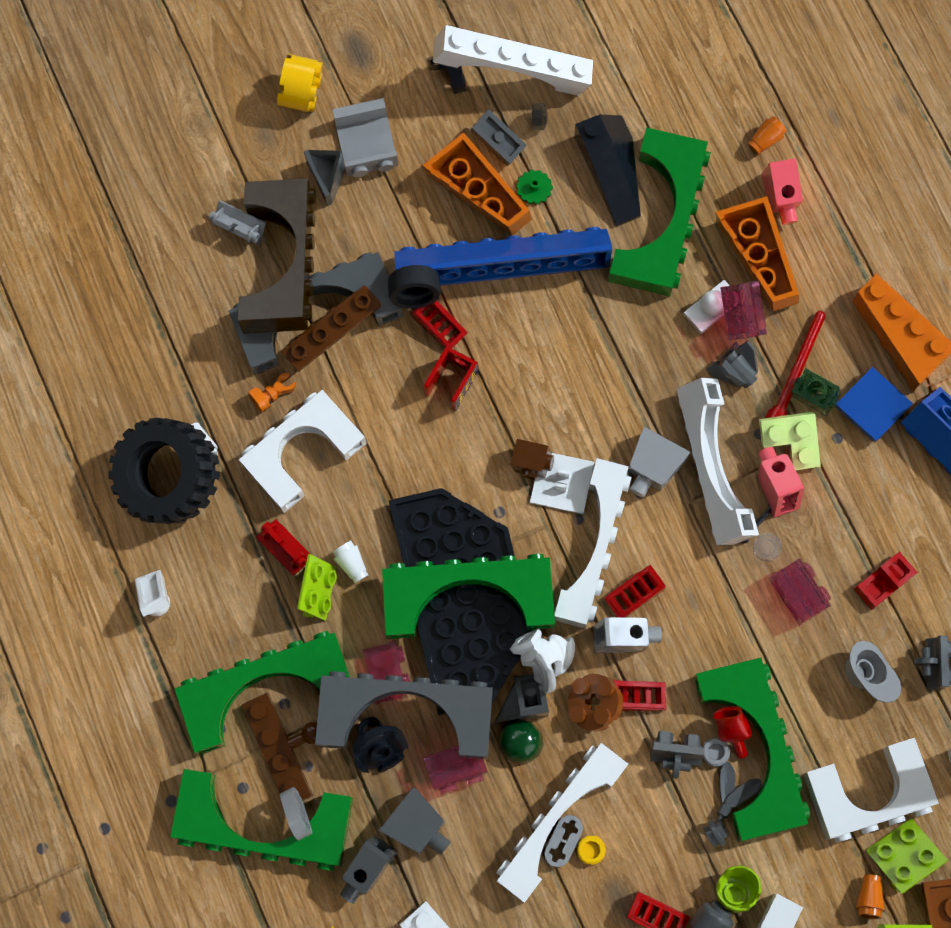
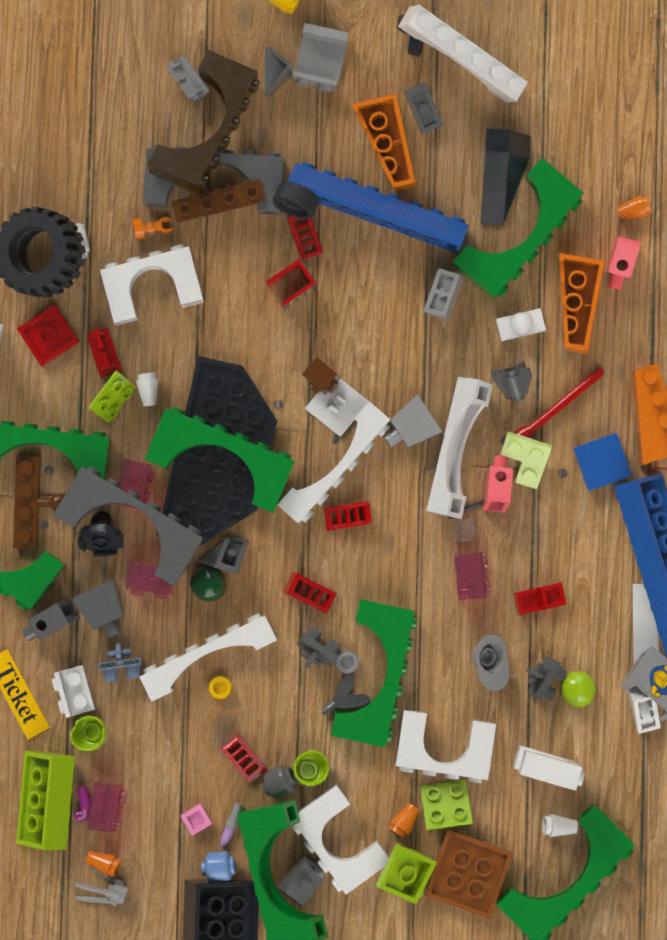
camera: 25 degrees right, 10 degrees up
(214, 558) = (48, 335): none -> red tile
(295, 813) = (16, 557): light grey beam -> none
(481, 873) = (110, 668): none -> sand blue hips
(534, 187) = (433, 160): green piece -> none
(539, 116) = (464, 106): clear smoke tile -> none
(542, 653) = (252, 528): white animal -> none
(570, 844) = (206, 675): light grey beam -> none
(580, 697) = (267, 574): dark orange plate -> none
(614, 635) = (316, 540): light grey torso -> none
(616, 313) = (443, 294): none -> light grey hinge
(716, 833) = (316, 720): dark grey plate -> none
(733, 728) = (367, 651): red piece -> none
(743, 310) = (540, 341): clear pink brick -> none
(810, 384) = (558, 423): clear green head -> none

